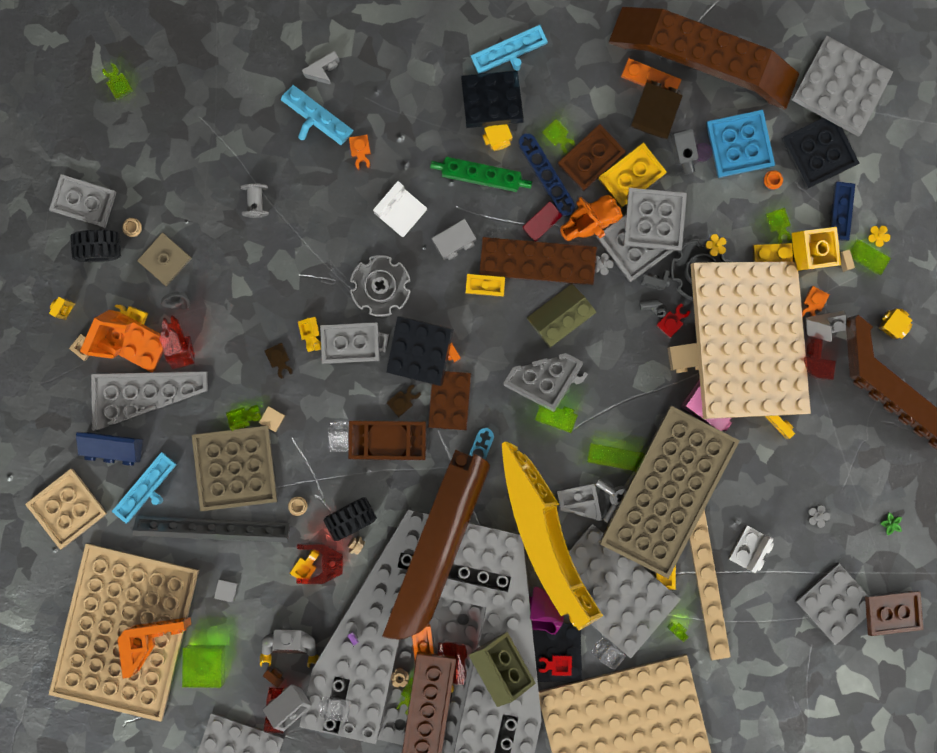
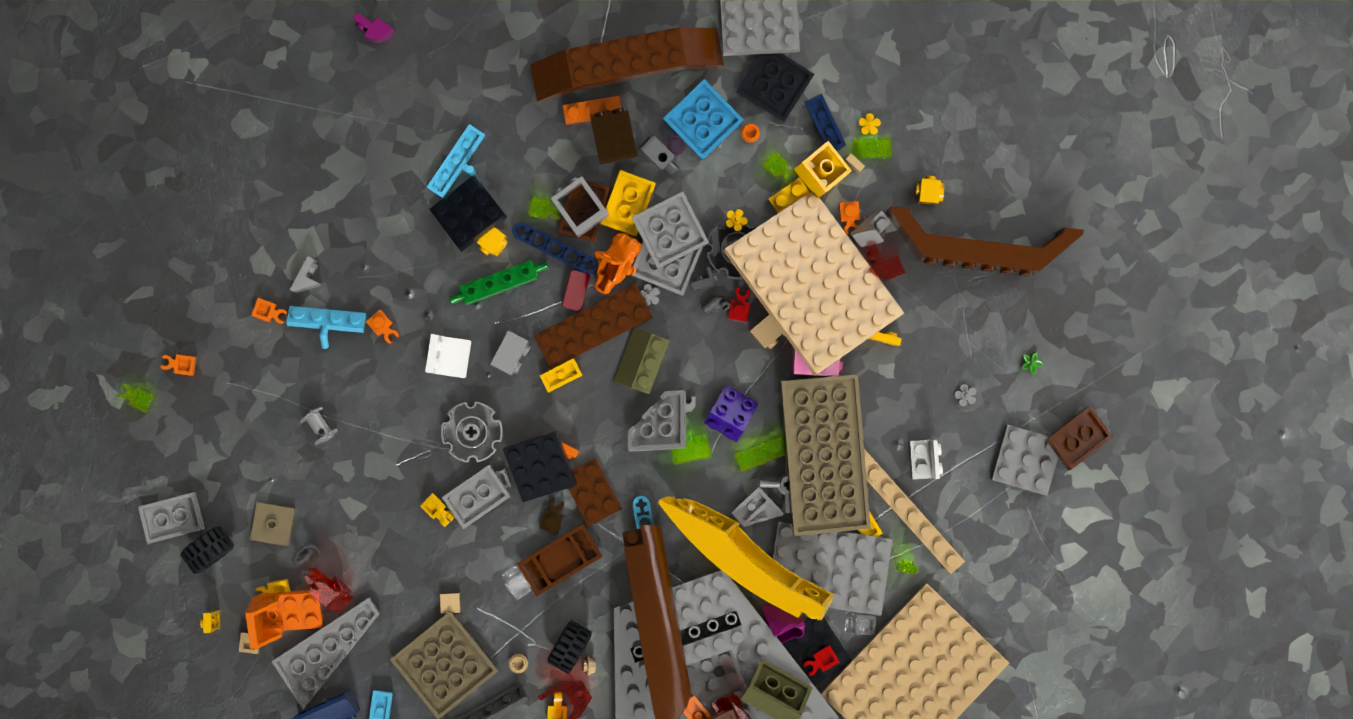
camera: 35 degrees left, 0 degrees up
(132, 227) = (227, 514): tan plate -> none
(171, 78) = (182, 364): none -> orange plate
(240, 417) = (422, 617): clear neon green plate -> none
(270, 77) = (267, 310): none -> orange plate
(278, 357) = (422, 546): dark brown plate -> none
(590, 171) = (590, 222): none -> light grey window
(609, 407) = (731, 413): none -> dark purple bracket

